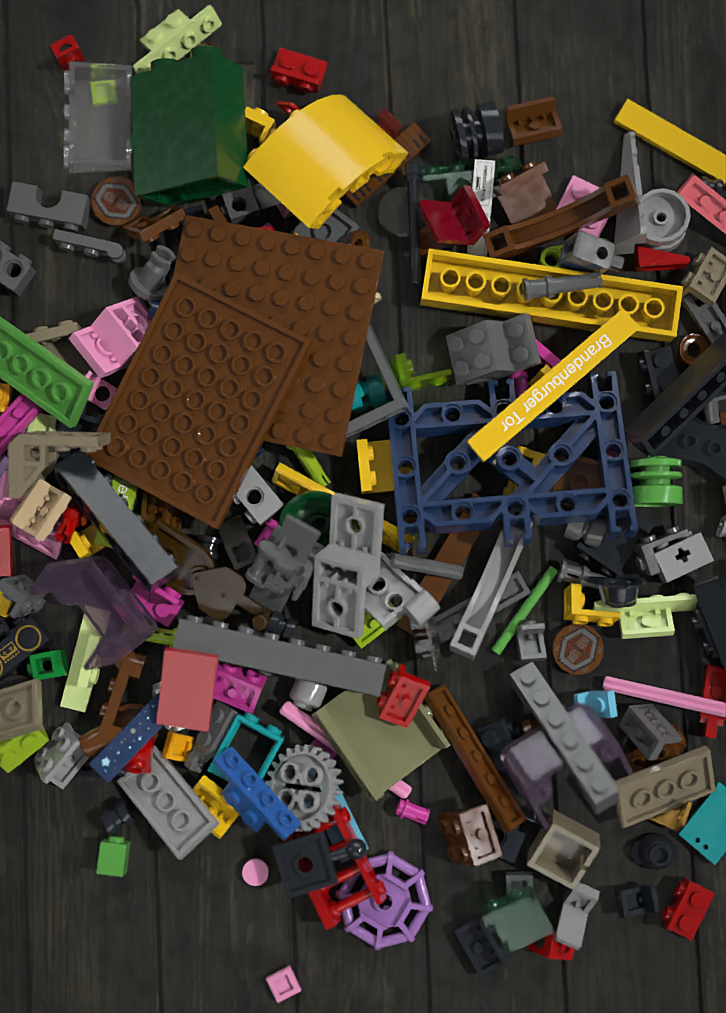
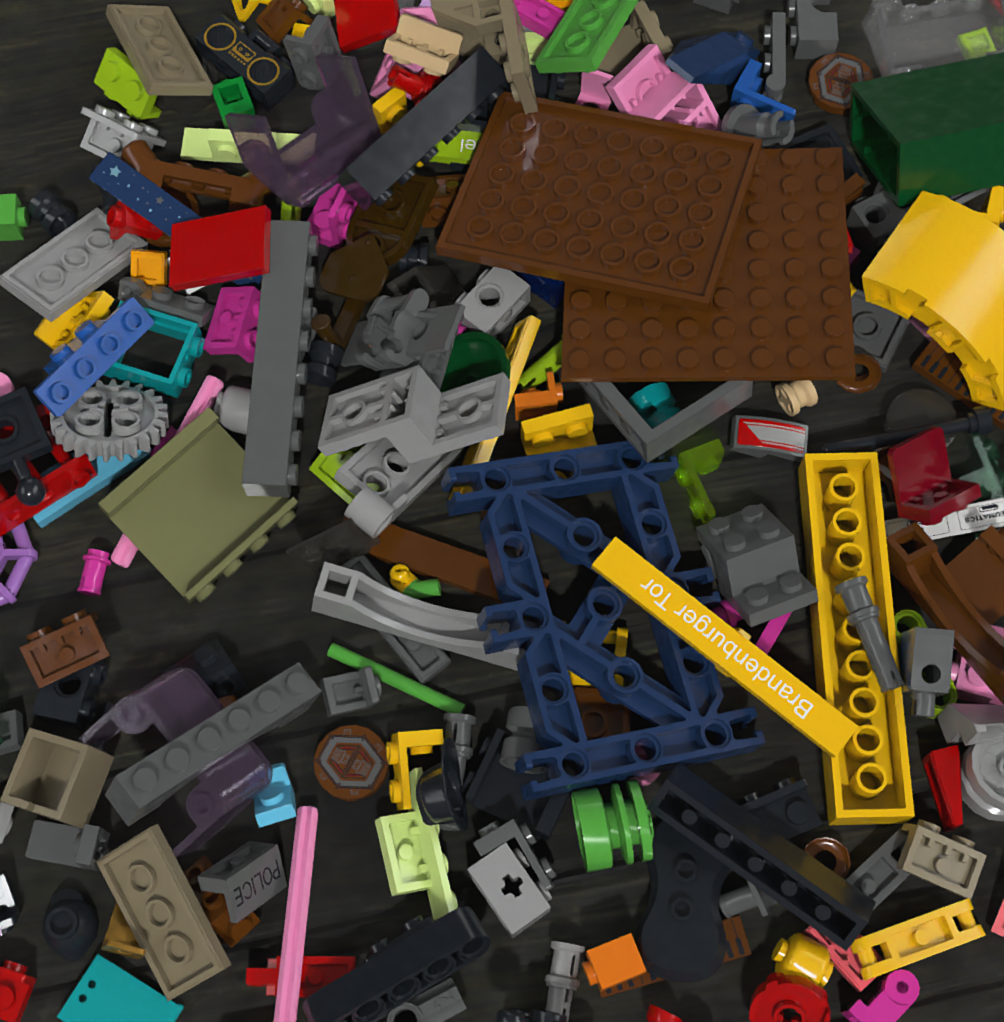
camera: 80 degrees right, 15 degrees down
(87, 297) = (713, 58): none -> dark blue wedge
(108, 269) = (747, 92): none -> blue bracket
(148, 228) = (813, 113): reddish brown plate -> none
(338, 479) = (536, 403): none -> orange bracket
(394, 319) = (770, 436): none -> slope
(401, 697) = (244, 520): red bracket -> none
(426, 566) = (432, 526): dark grey axle -> none
(459, 589) = (411, 586): none -> arm
(475, 758) = (174, 638): reddish brown tile -> none
(609, 840) = (67, 844): none -> dark grey bracket

